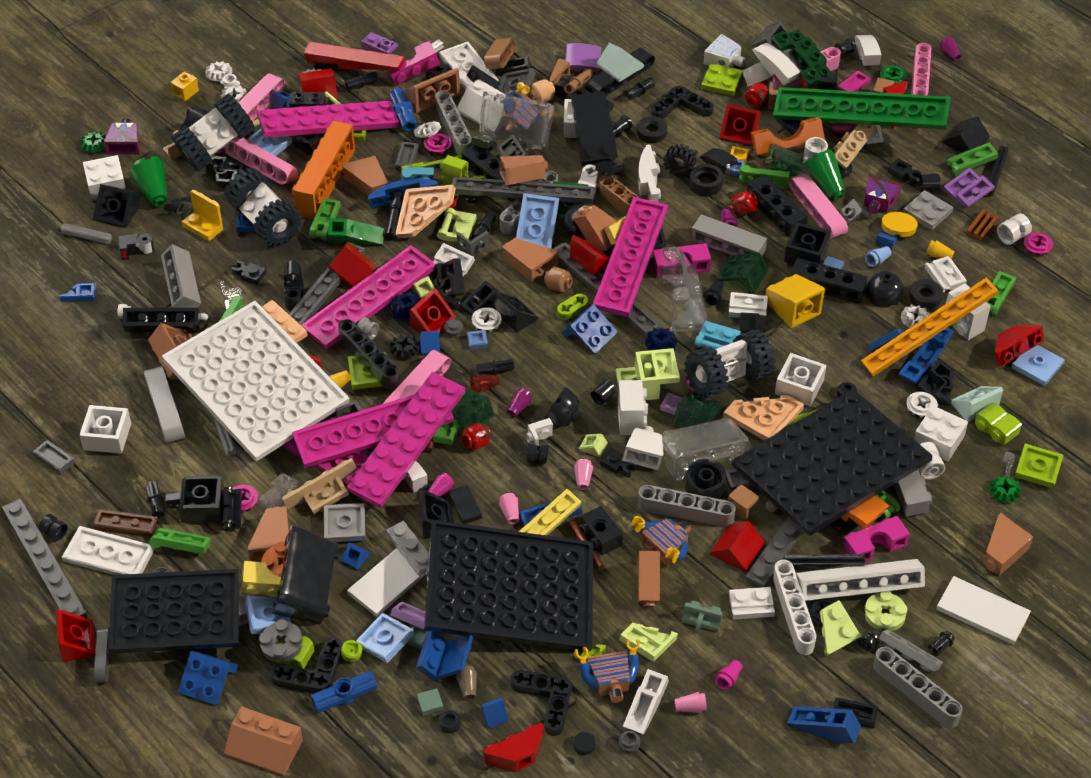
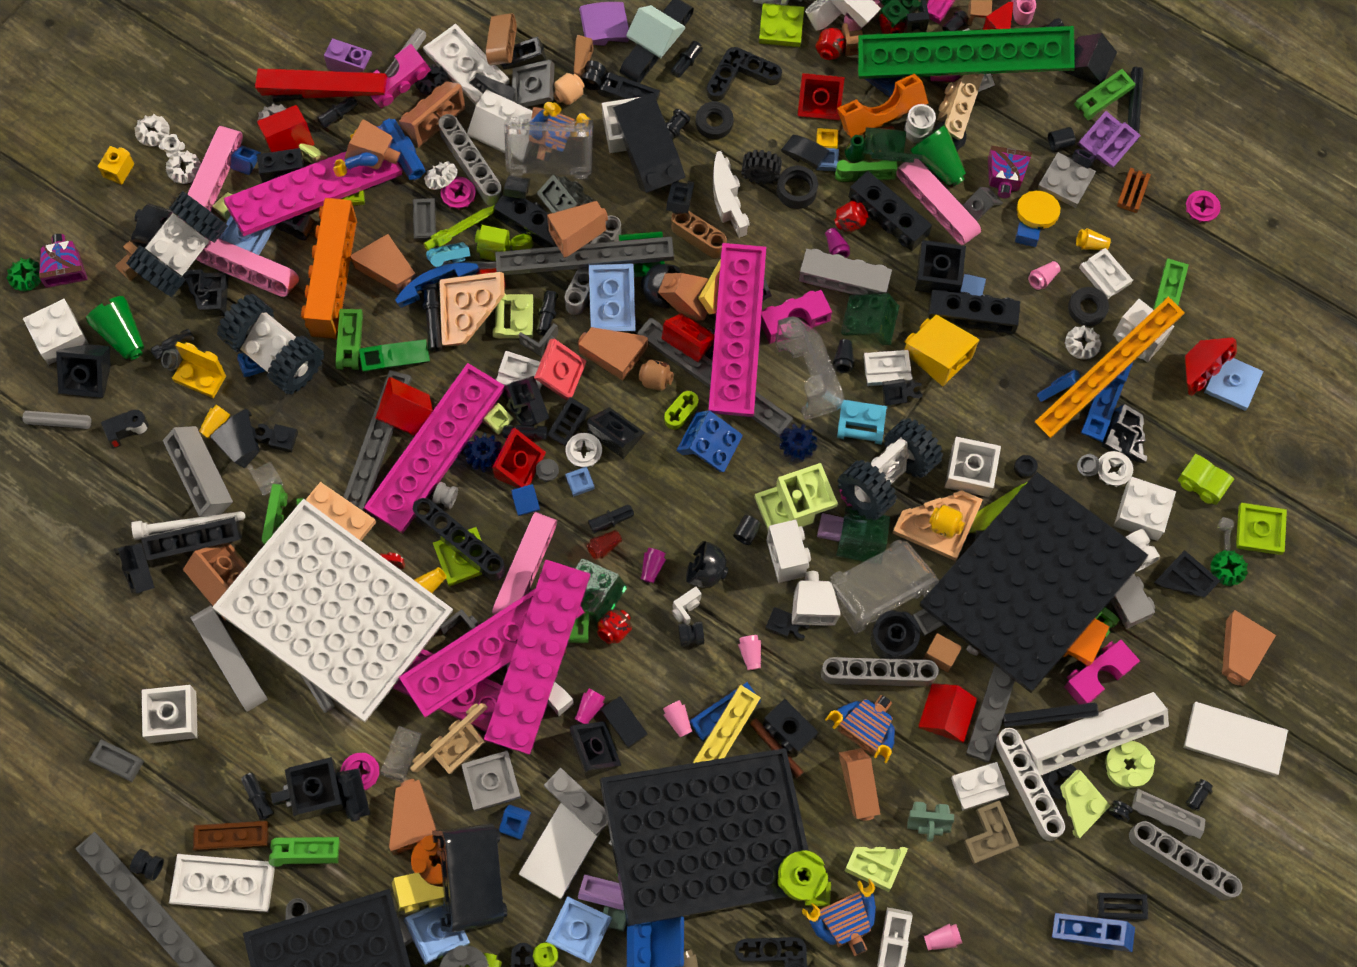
camera: 15 degrees left, 20 degrees up
(80, 292) = (77, 510): blue tile -> none
(112, 332) = (135, 567): none -> black slope
(204, 253) = (213, 420): none -> yellow cone
(218, 265) = (237, 438): none -> black slope
(292, 284) = (338, 452): black piece -> none
(375, 97) = (367, 148): none -> nougat torso
(409, 351) = (503, 517): black gear -> none
(482, 261) = (560, 369): none -> coral tile
(576, 639) = (815, 871): none -> lime plate
(577, 82) = (608, 70): medium nougat pin -> none
(589, 176) = (658, 220): white piece -> none
(594, 444) = (752, 605): yellowish green slope -> none
(727, 677) = (976, 892): dark pink cone -> none
(755, 641) = (997, 836): none -> dark tan plate
(759, 159) = (854, 149): none -> dark green cone
(768, 409) = (946, 521): none -> yellow head
(877, 256) = (1022, 264): light blue cone -> none
(884, 289) = (1040, 311): black cylinder -> none
(894, 265) = (1043, 275): none -> bright pink cone
(900, 397) = (1088, 465): none -> dark grey plate
(904, 170) = (1025, 125): black plate -> none
(946, 197) = (1083, 158): none -> black tile
(967, 488) = (1188, 577): none -> black wing
(975, 400) = (1175, 450): light aqua slope -> none
(1014, 229) = (1173, 192): white wheel -> none

